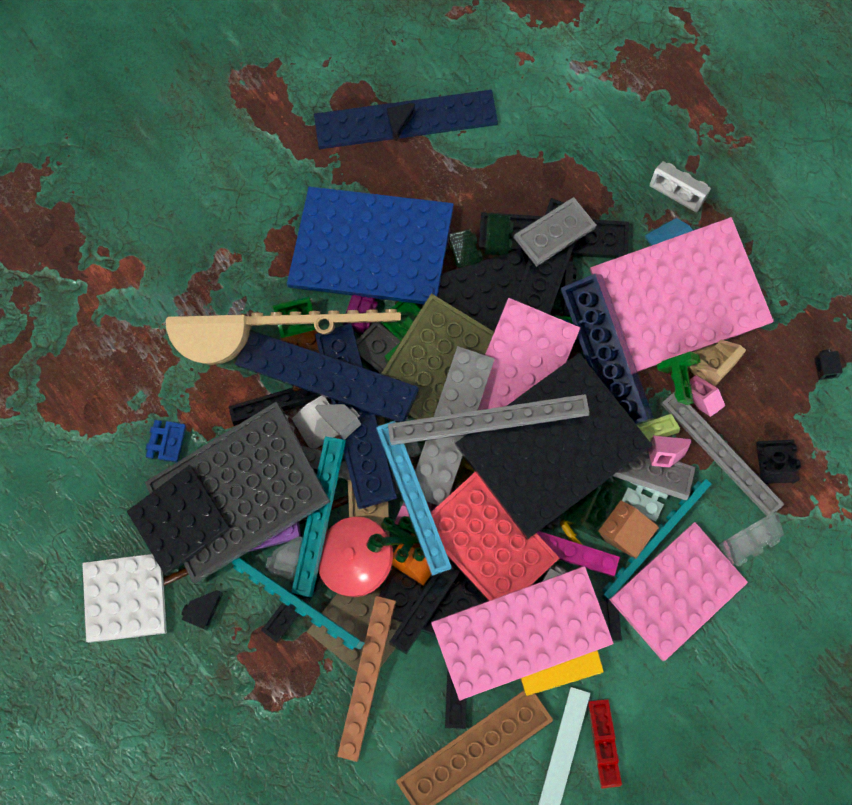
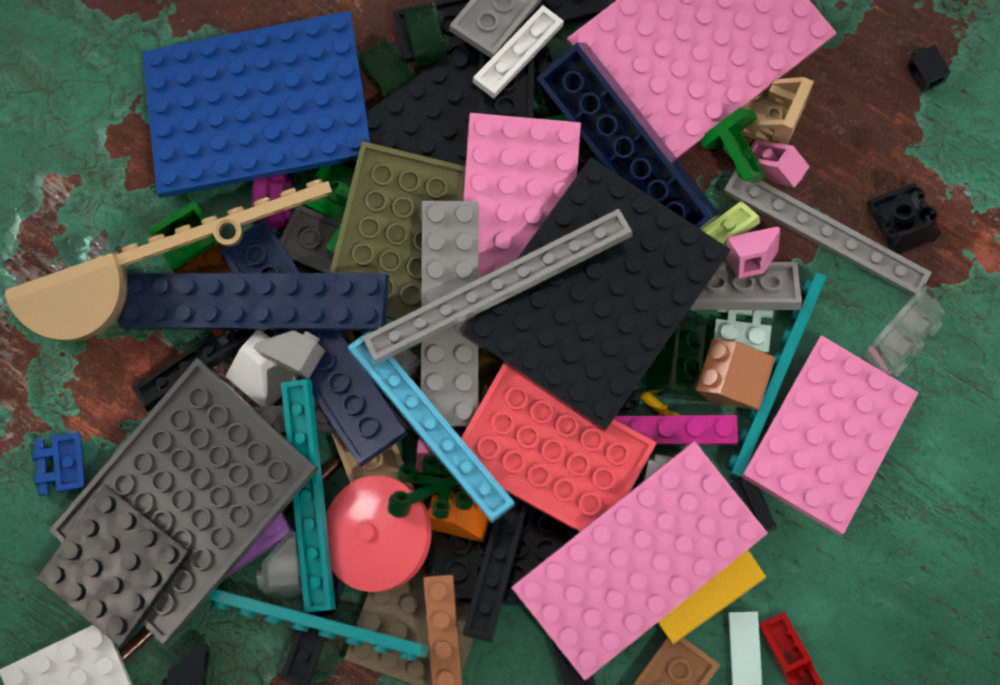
camera: 15 degrees left, 0 degrees up
(554, 266) = (518, 51): none -> white plate

